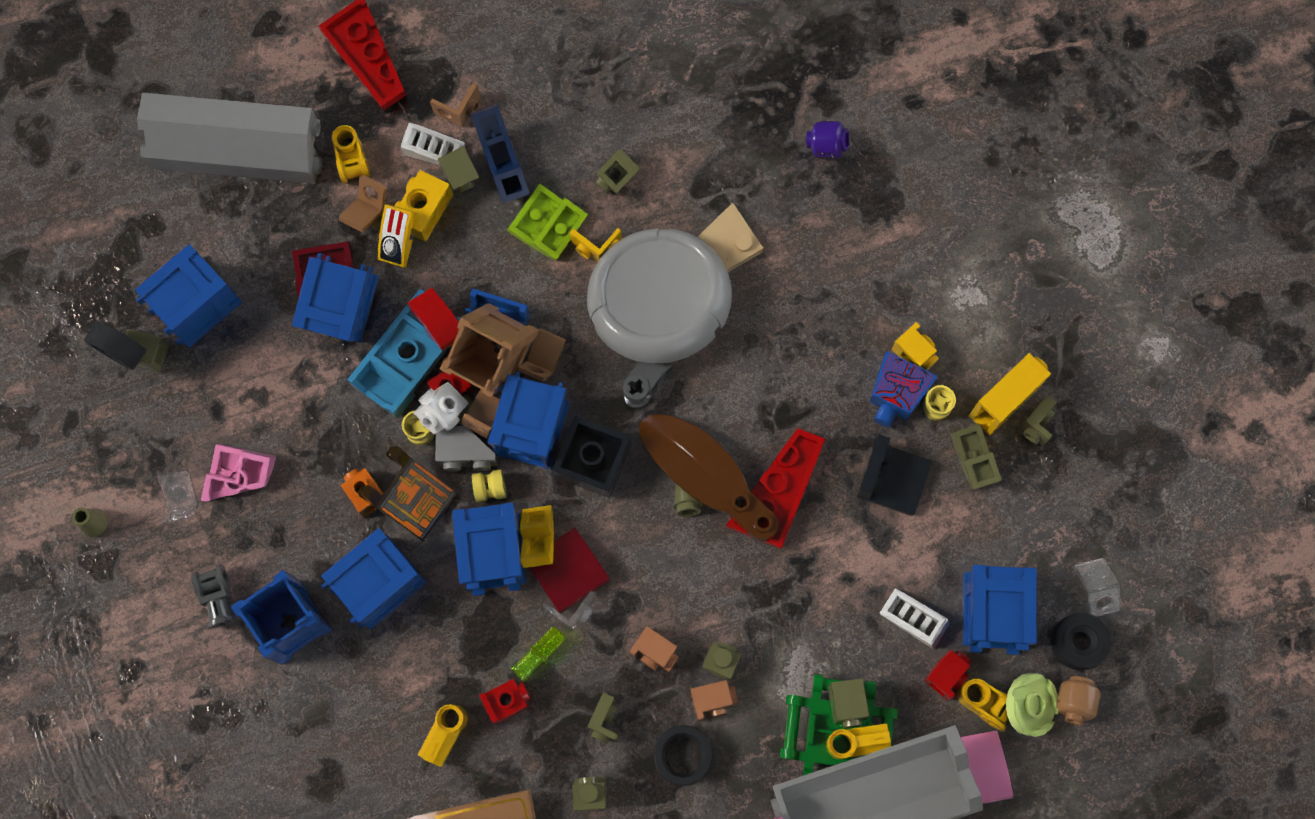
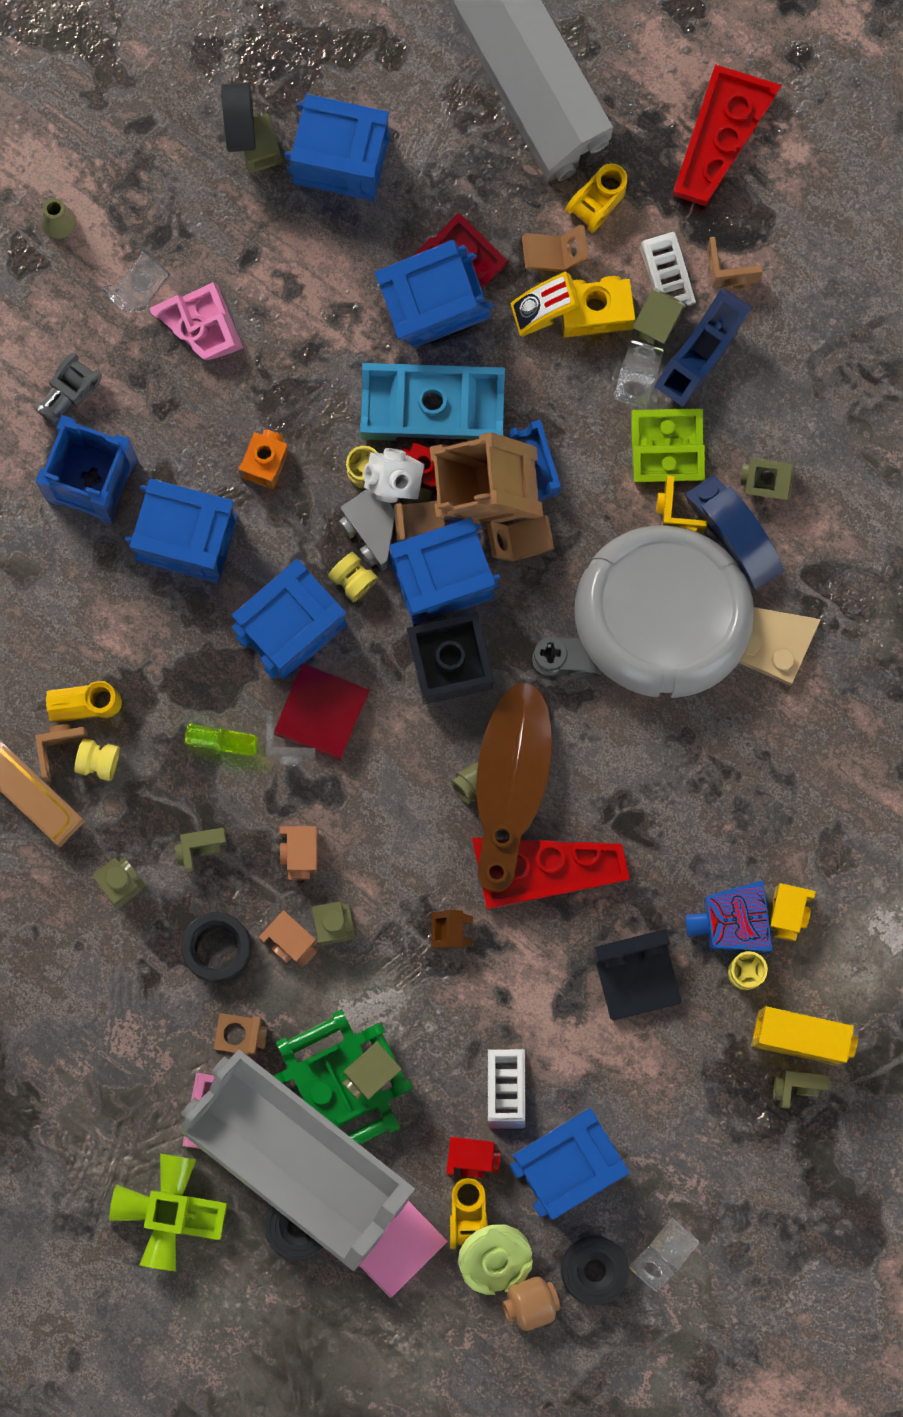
camera: 50 degrees right, 5 degrees up
(414, 496) = (290, 512): flag -> none
(435, 317) = (483, 404): red slope -> none
(454, 769) = (57, 735): none -> medium nougat bracket
(482, 202) = (642, 366): none -> clear bracket
(489, 753) = (93, 758): none -> light yellow wheel
(499, 712) = (138, 735): red brick -> none
(537, 536) = (335, 659): yellow slope -> none
(636, 212) = (737, 530): none -> dark blue arch
(765, 771) = (254, 1038): none -> medium nougat bracket
(778, 583) = (448, 929): none -> reddish brown tile
(862, 740) = (341, 1109): yellow piece -> none
(975, 457) = (717, 1044): olive slope -> none

